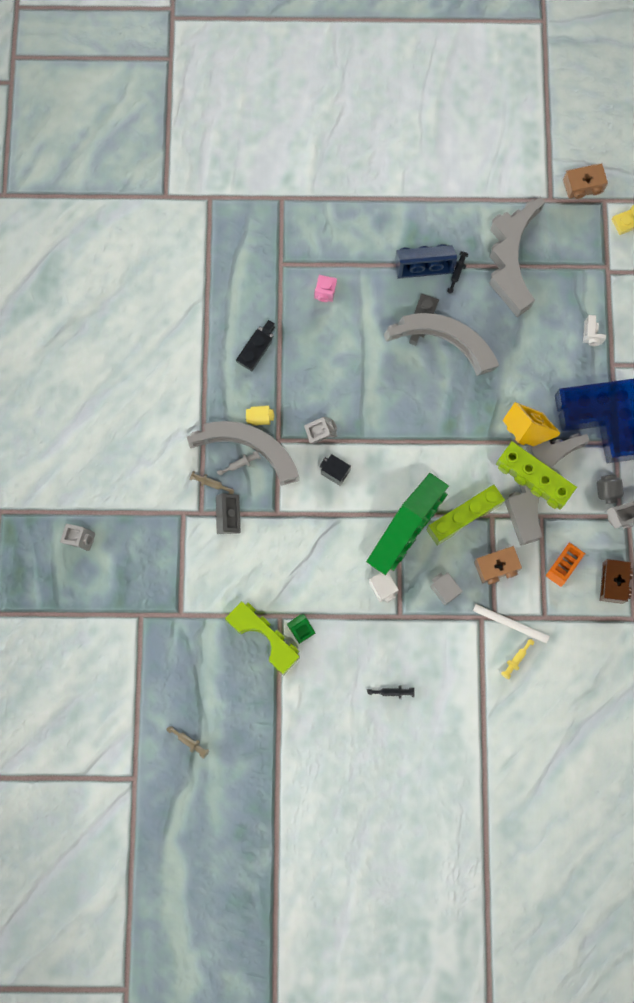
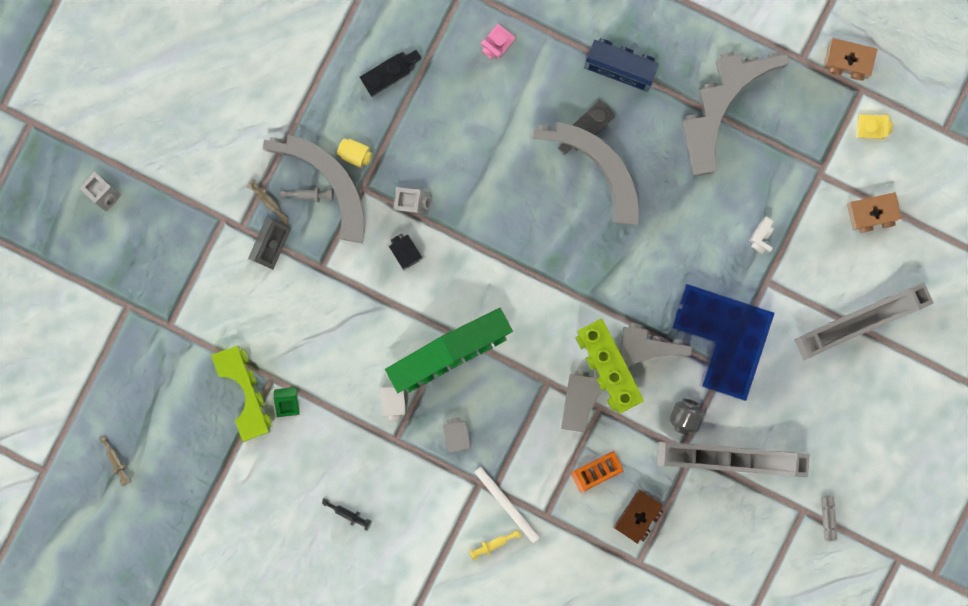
camera: 30 degrees right, 10 degrees up
(458, 269) = (648, 97): black piece -> none
(465, 514) = (517, 368): lime arch -> none
(506, 557) = (537, 434): medium nougat brick -> none
(529, 425) = (636, 307): yellow slope -> none

